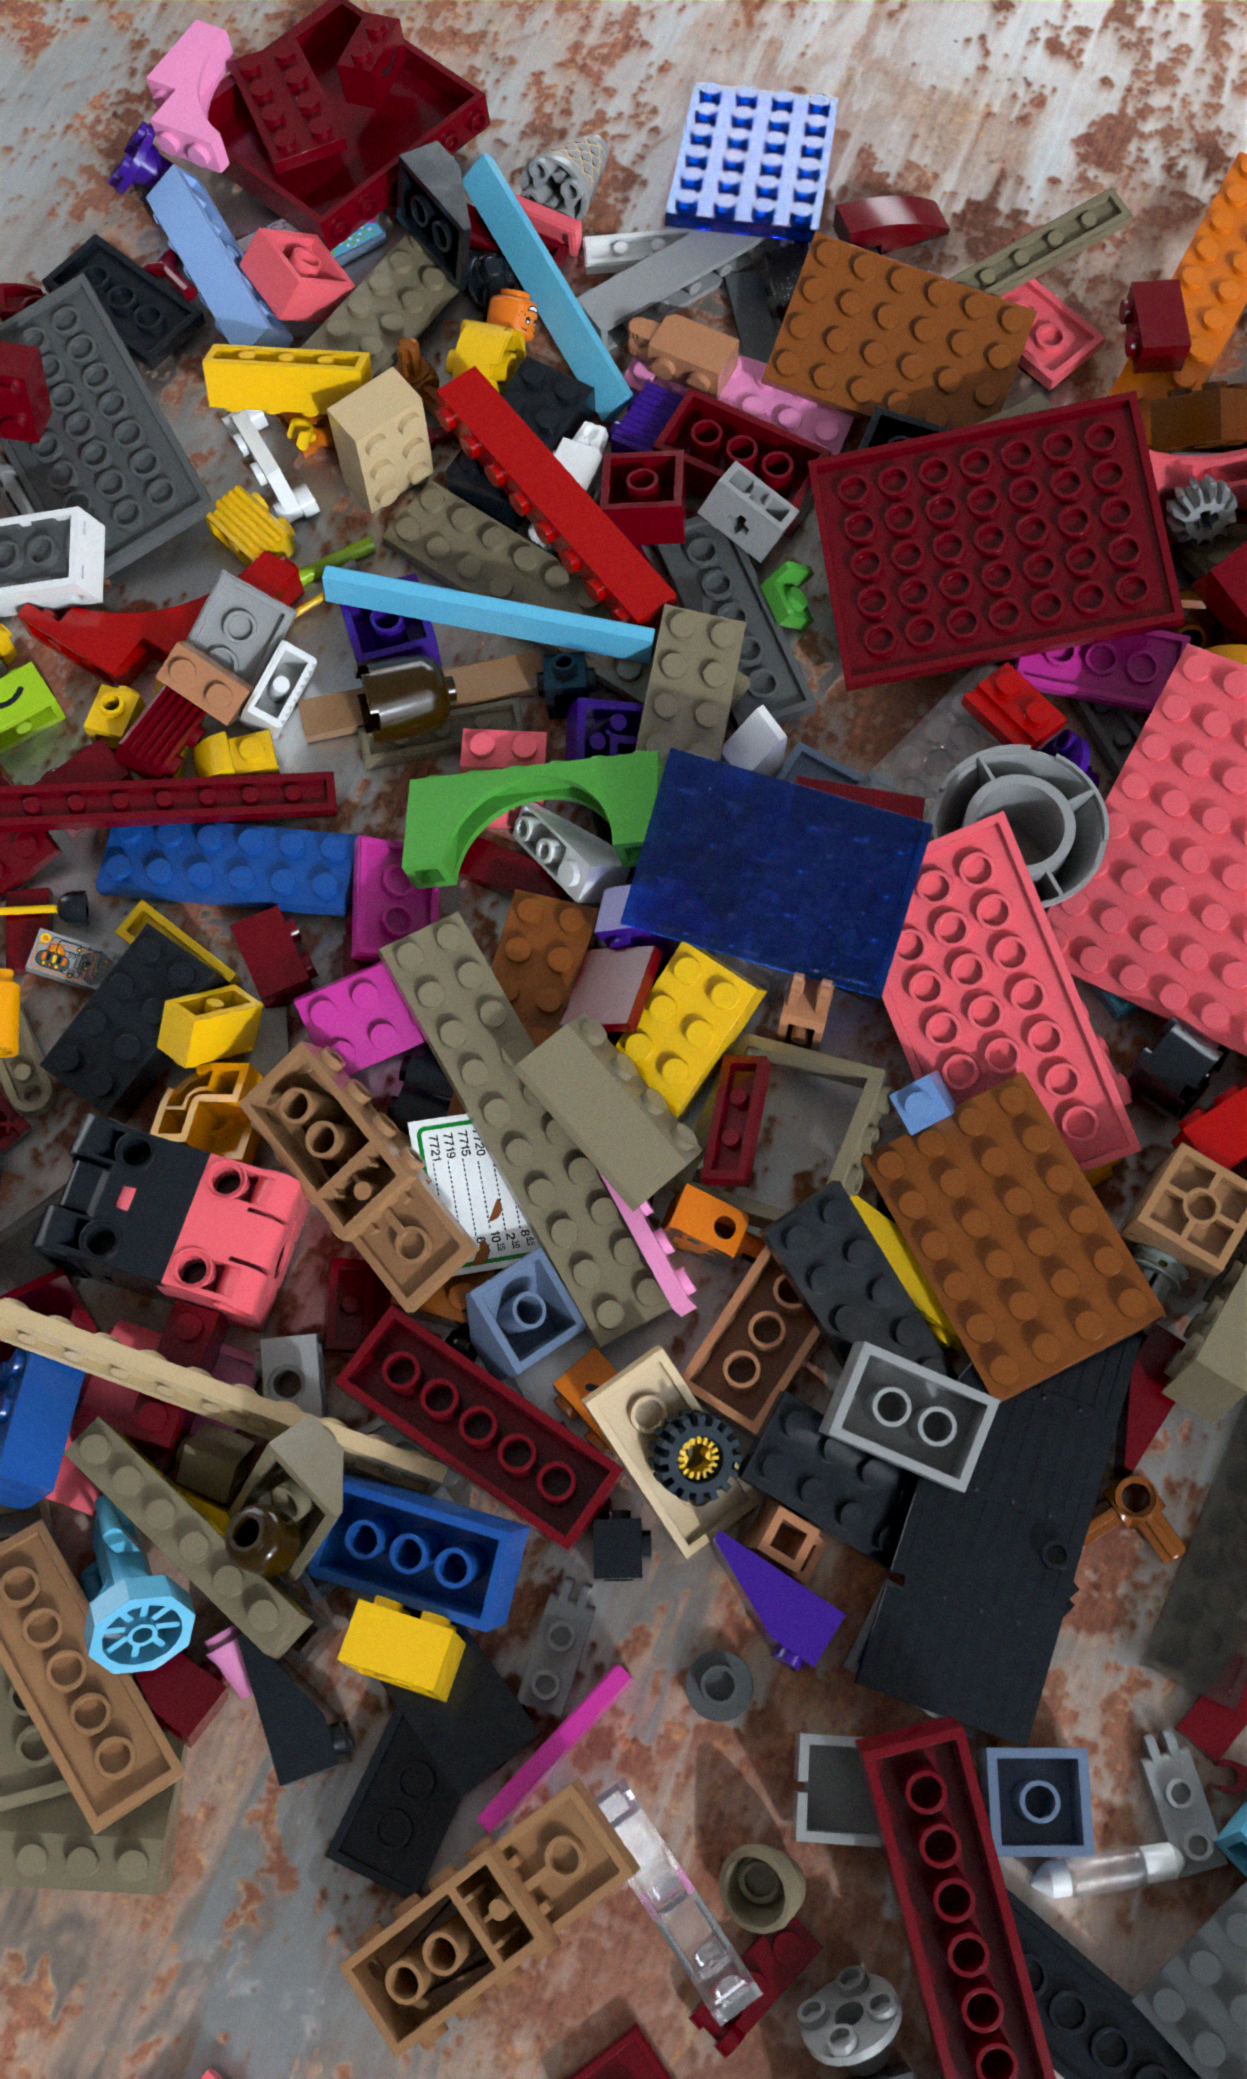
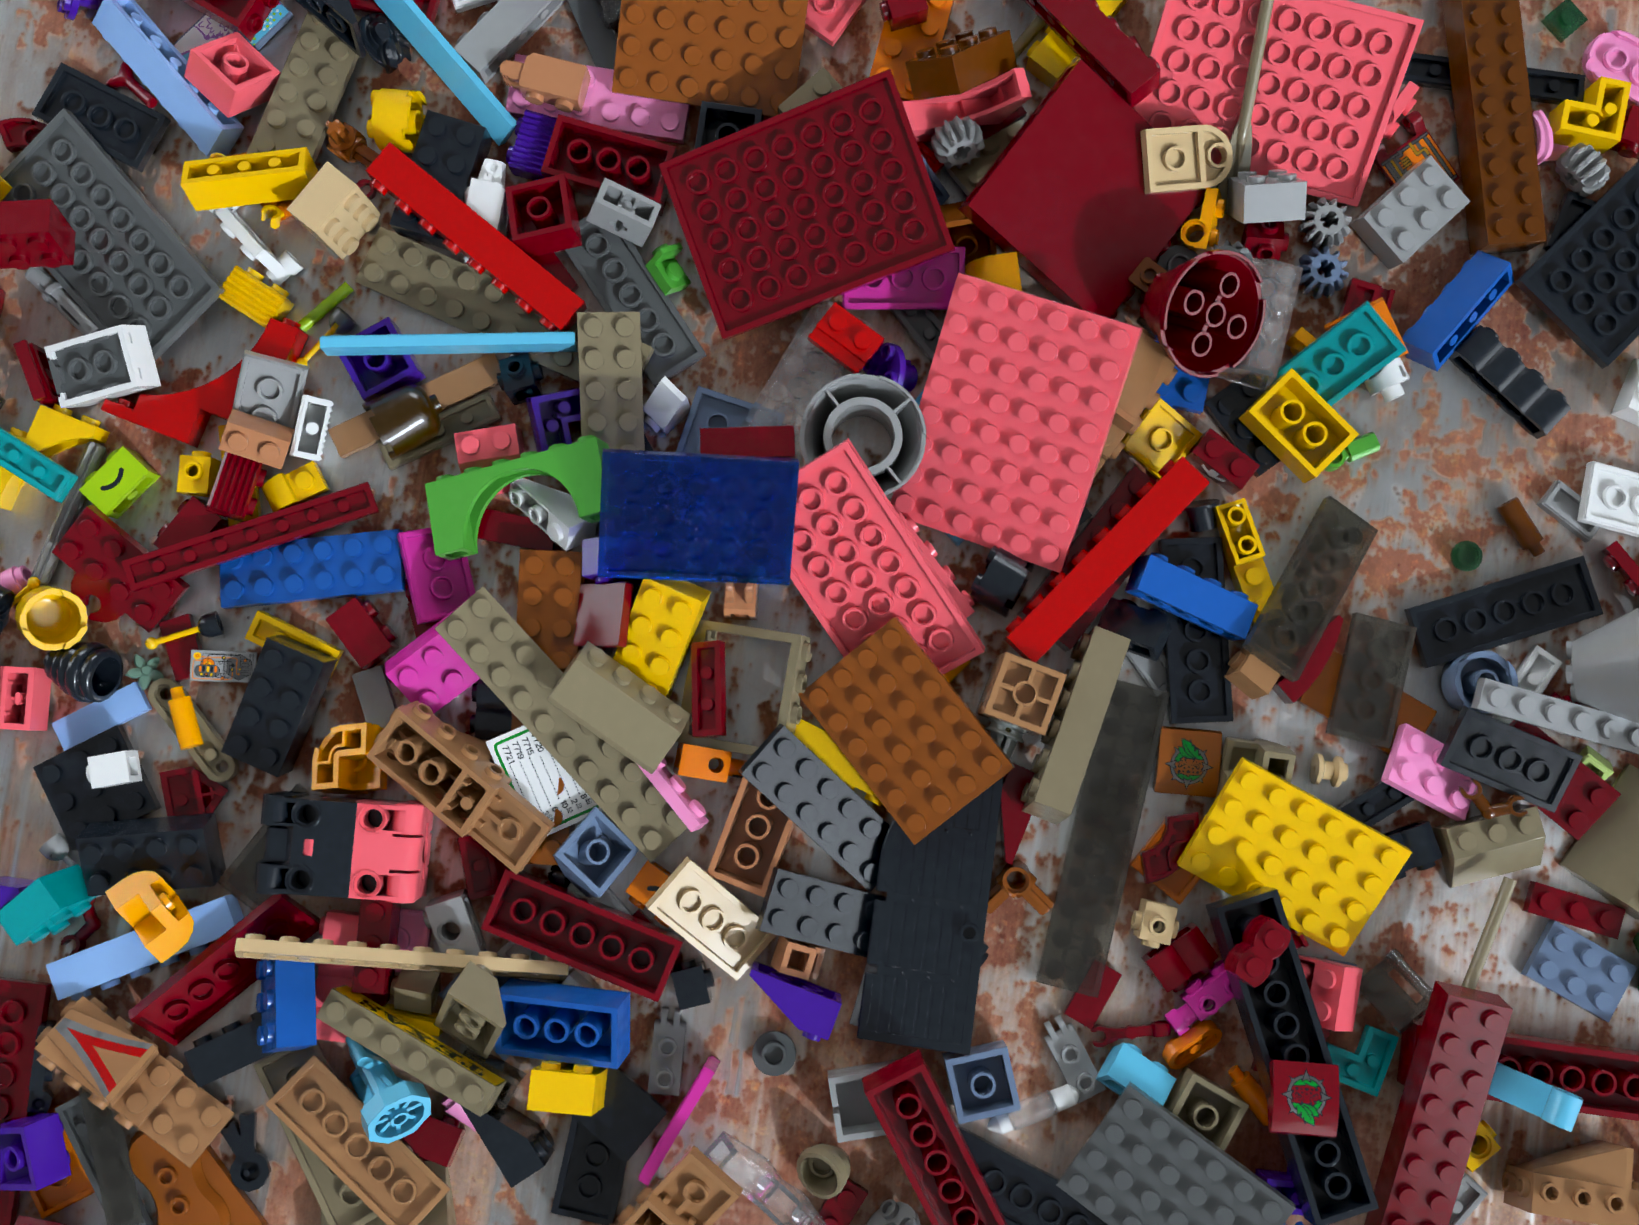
camera: 15 degrees left, 15 degrees up
(209, 1025) = (331, 699): yellow brick -> none
(262, 1540) = (460, 1047): dark brown head -> none
(514, 310) = (408, 71): orange head -> none
(717, 1450) = (727, 938): black bush -> none
(909, 1415) = (858, 870): light grey brick -> none
(923, 1102) = (833, 649): medium blue brick -> none

